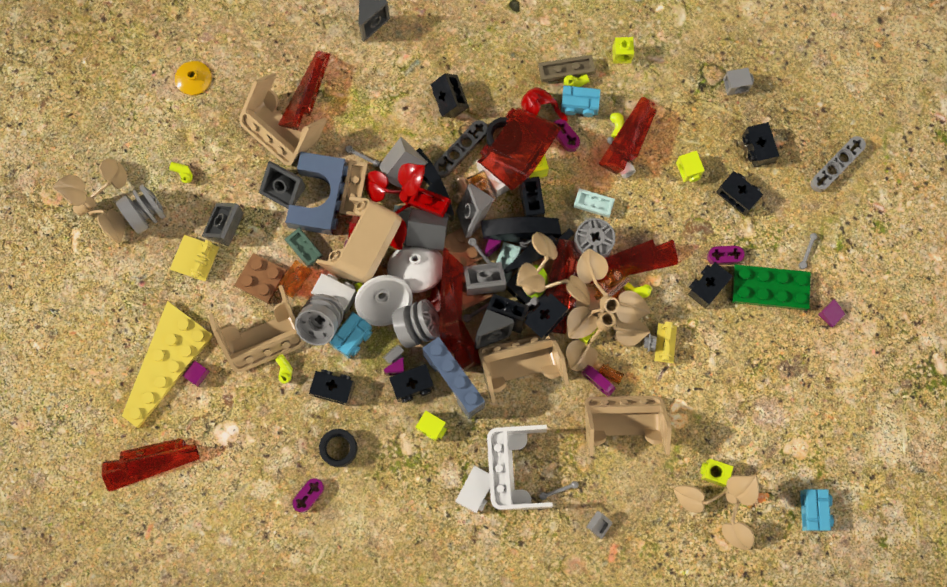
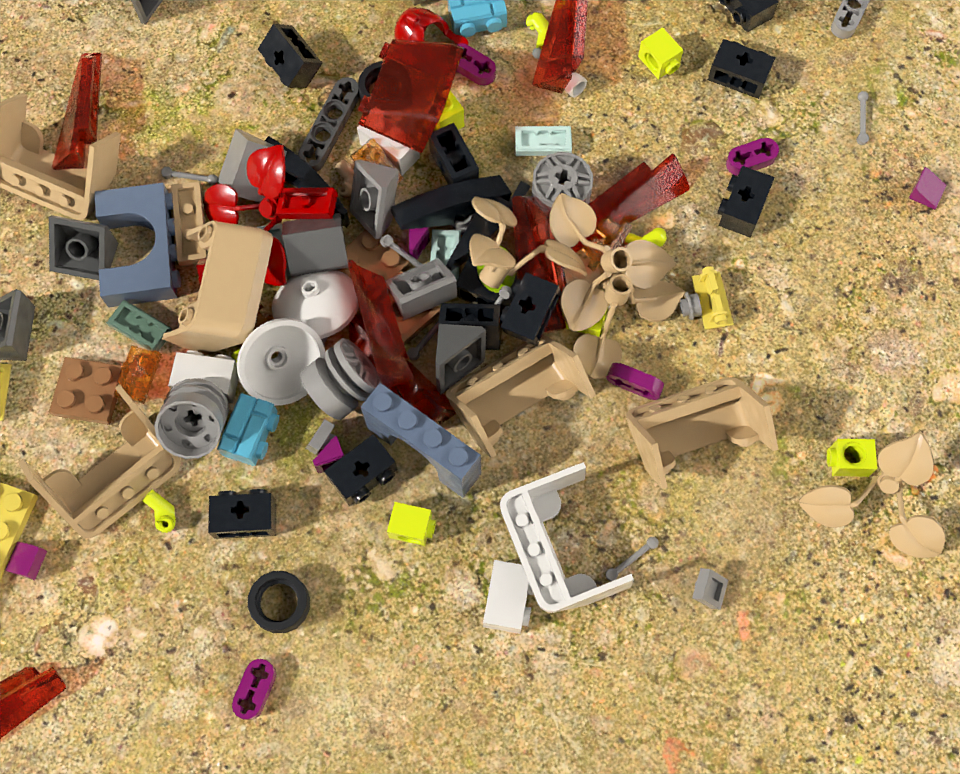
camera: 15 degrees left, 5 degrees down
(611, 373) = (651, 366): clear orange pin -> none
(771, 287) = (831, 180): green plate -> none

